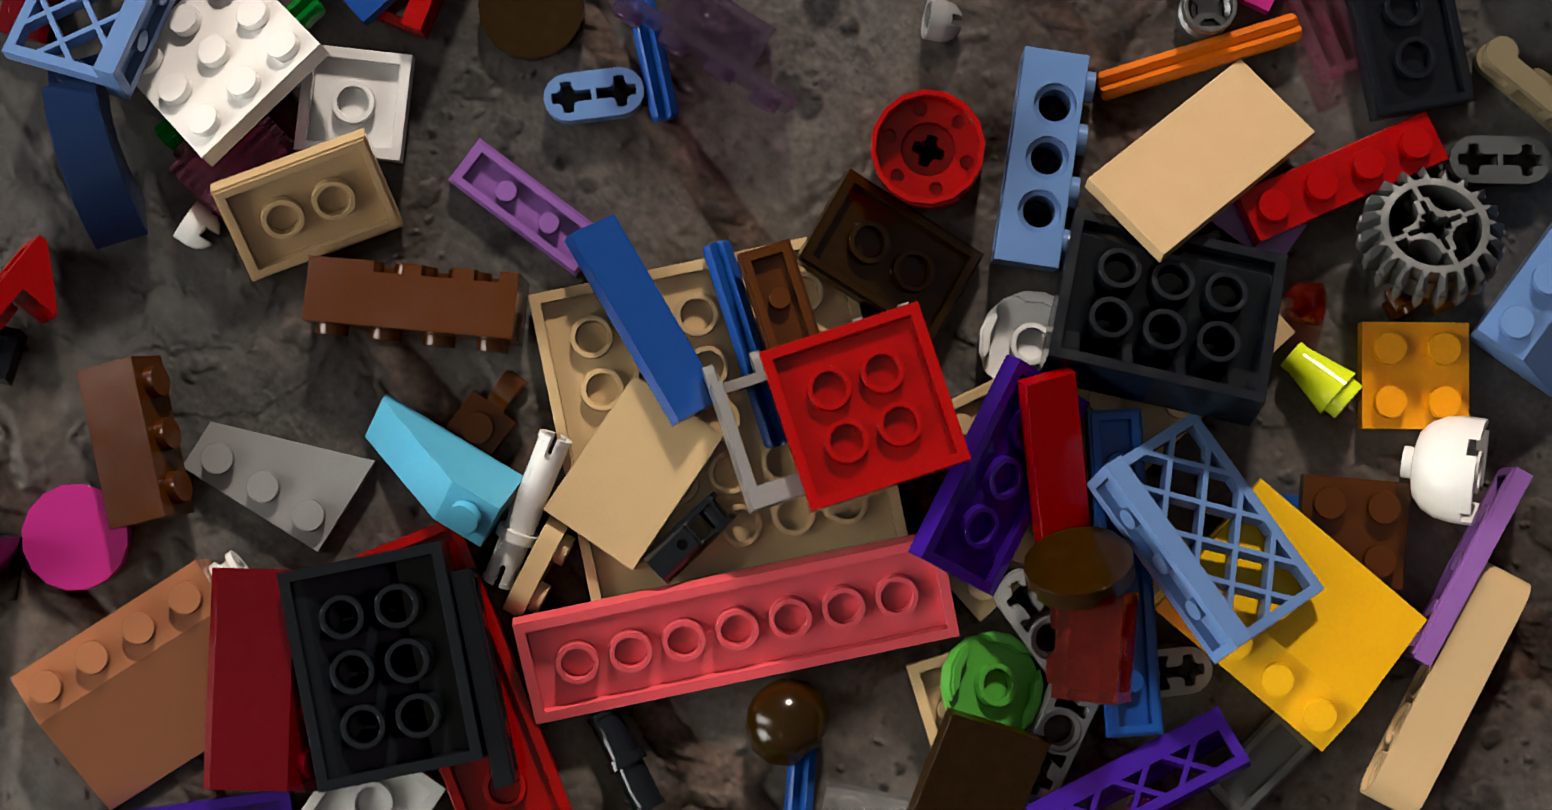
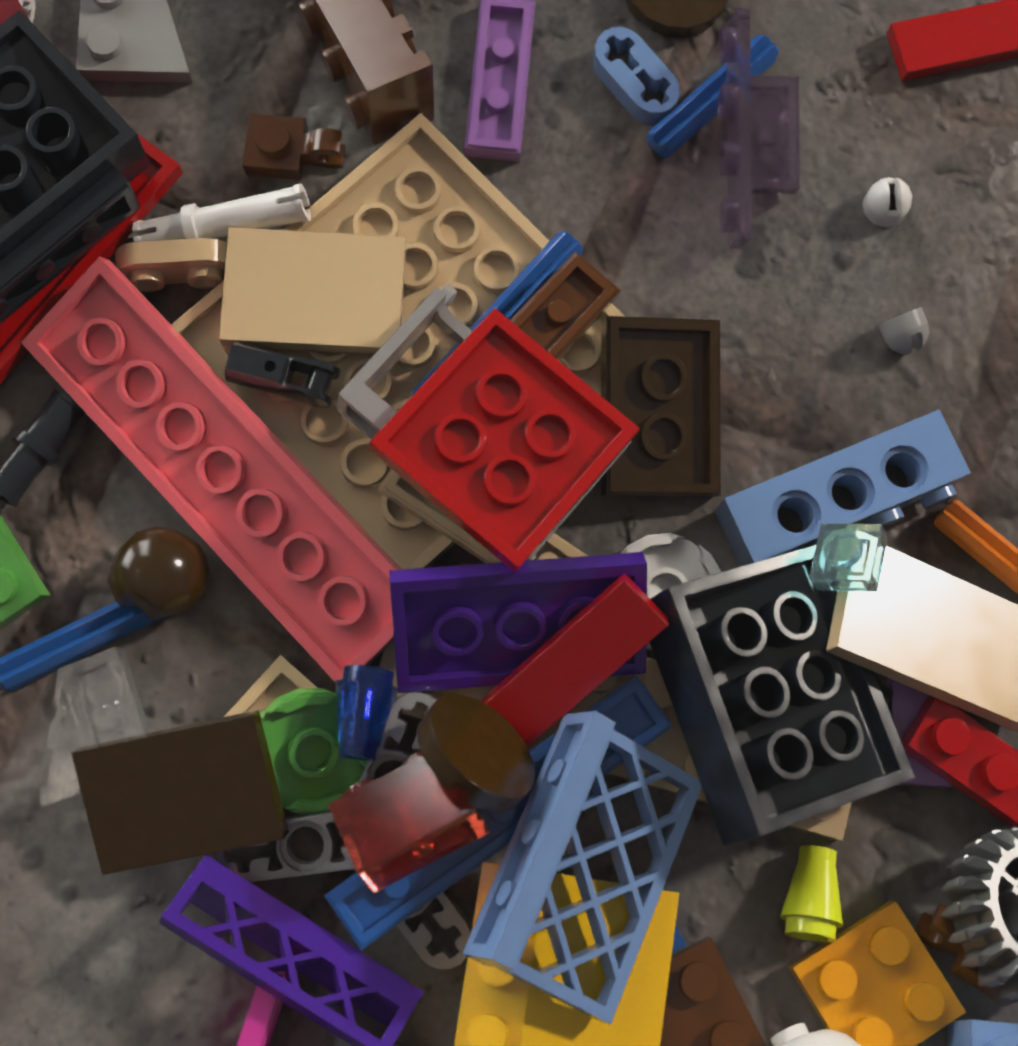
camera: 50 degrees right, 10 degrees down
(443, 472) = (212, 135): medium azure slope -> none
(641, 318) = (461, 210): blue tile -> none
(911, 123) = (800, 351): red wheel -> none
(992, 630) = (363, 710): none -> clear blue cone
(1102, 201) = (848, 557): none -> clear light blue plate
(1308, 303) = (877, 835): clear red hinge -> none

